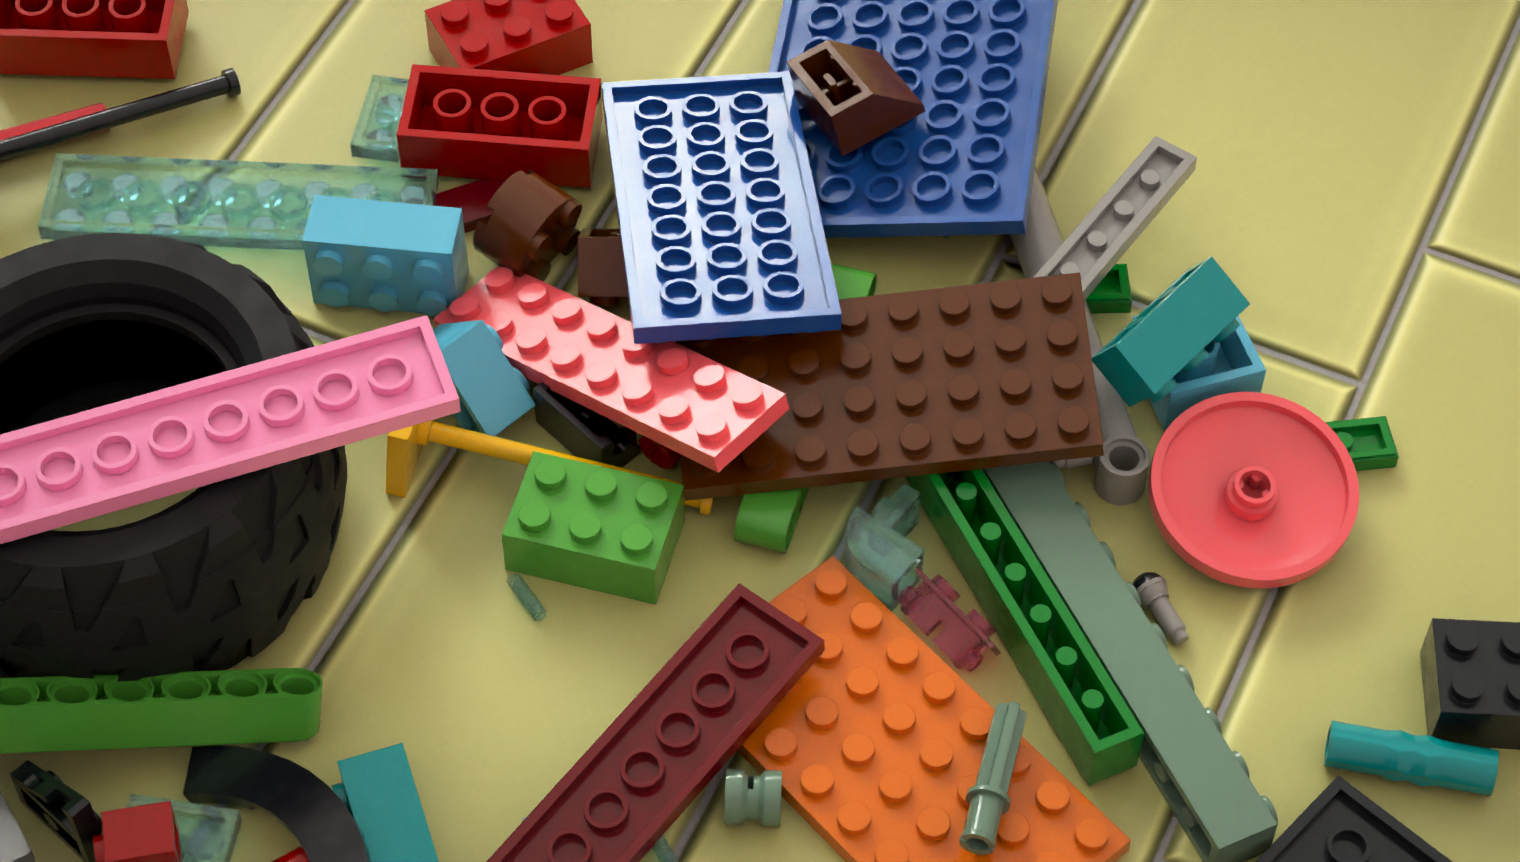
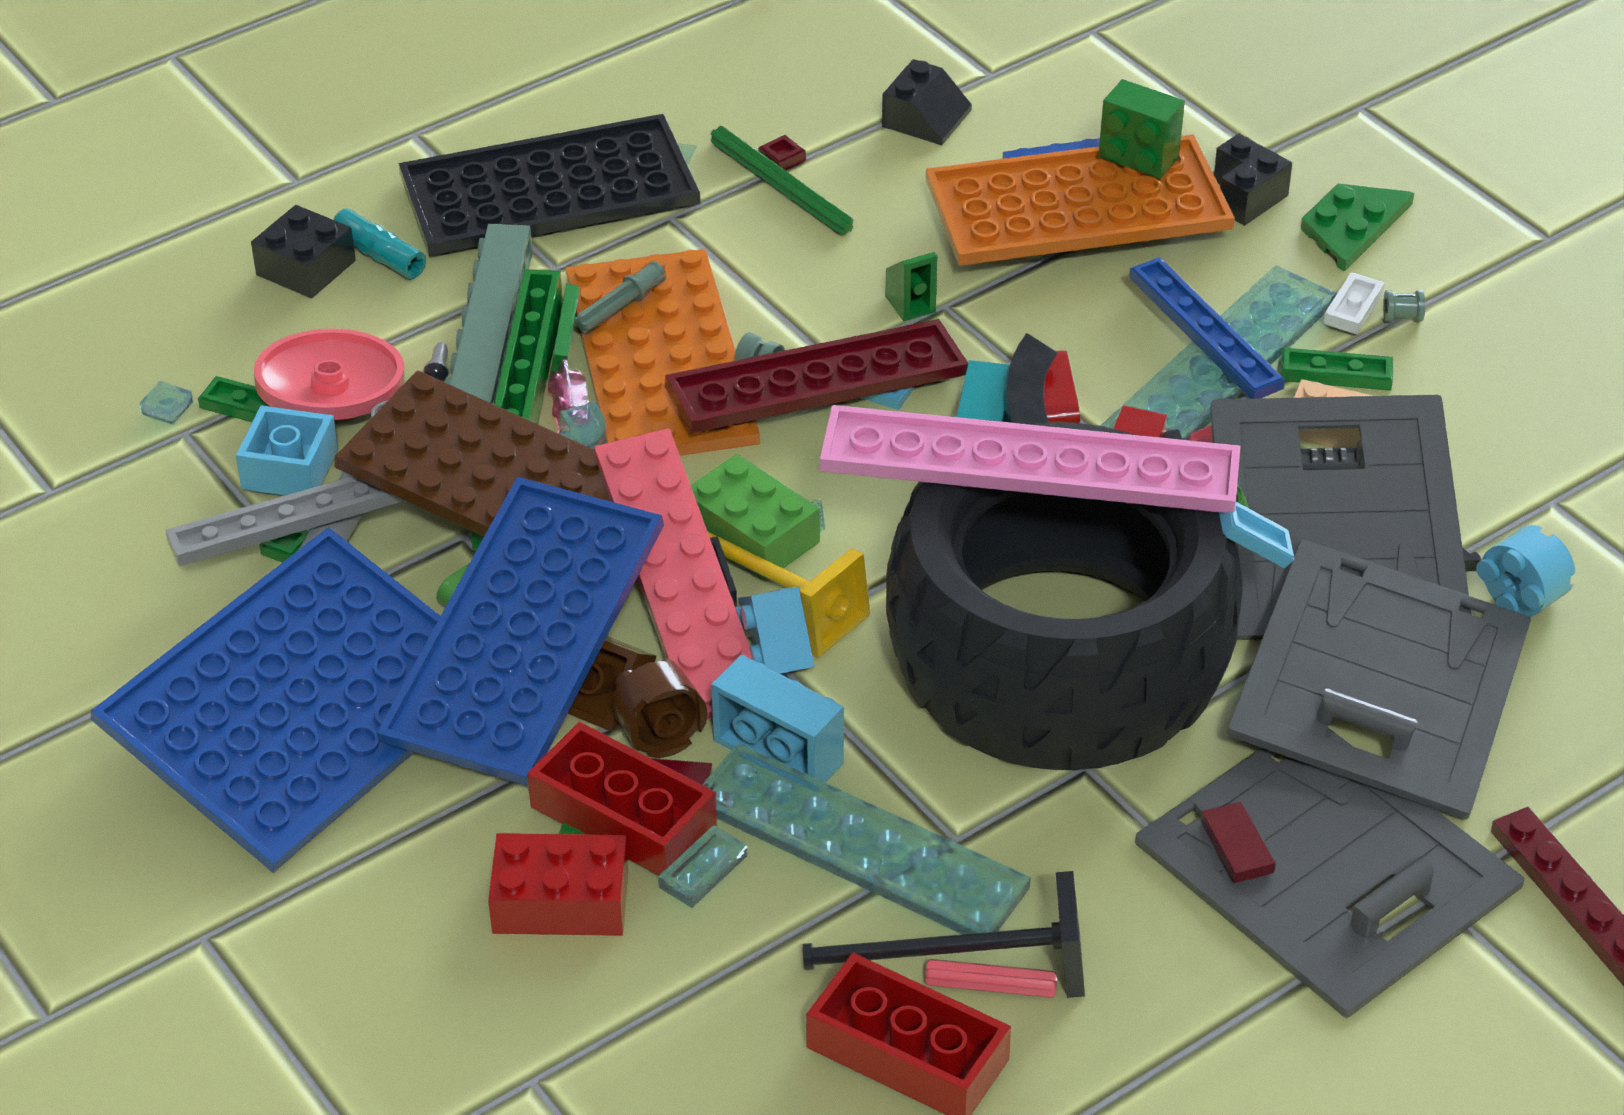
camera: 150 degrees left, 10 degrees down
(851, 93) = (354, 668): reddish brown slope -> none
(1039, 716) = (565, 325): none -> green tile
(1172, 333) = (308, 415): teal brick -> none
(1412, 390) = (166, 402): none -> clear light blue plate

